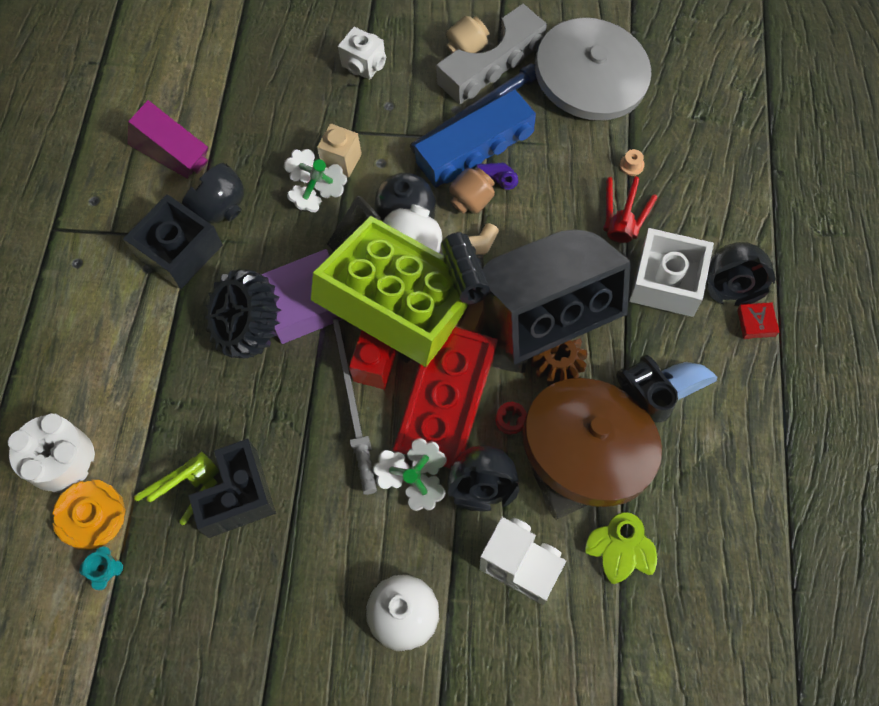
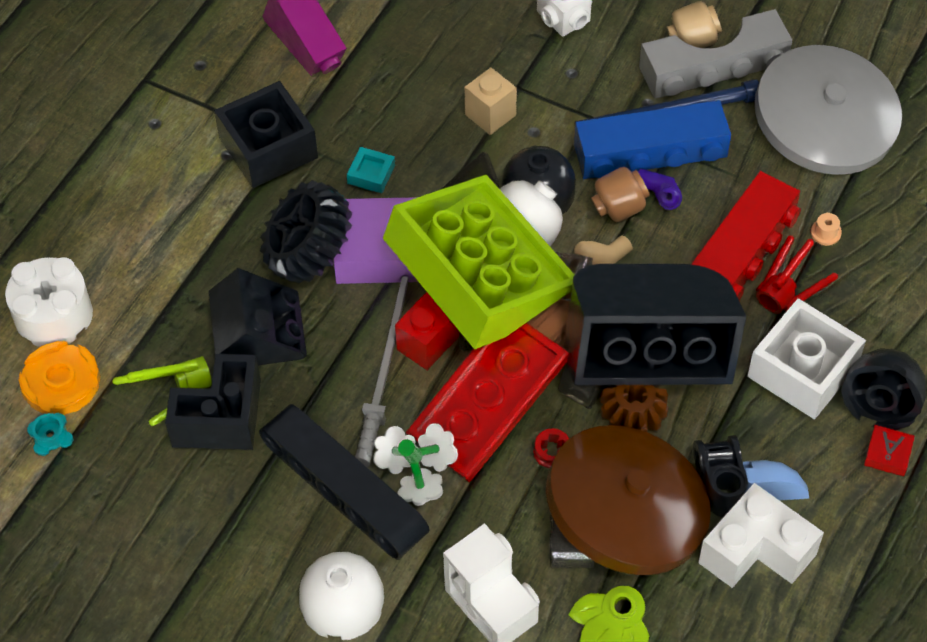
camera: 20 degrees right, 10 degrees down
(217, 195) = (334, 102): black cylinder -> none
(232, 403) = (256, 318): none -> black slope
(269, 240) = (371, 170): none -> teal plate
(303, 167) = (445, 107): white plant -> none
(362, 513) = (344, 481): none -> black beam
(465, 268) = (560, 260): black axle -> none
(482, 478) = (487, 491): black cylinder -> none
(582, 185) = (751, 231): none -> red brick
(701, 425) = (760, 530): none -> white brick

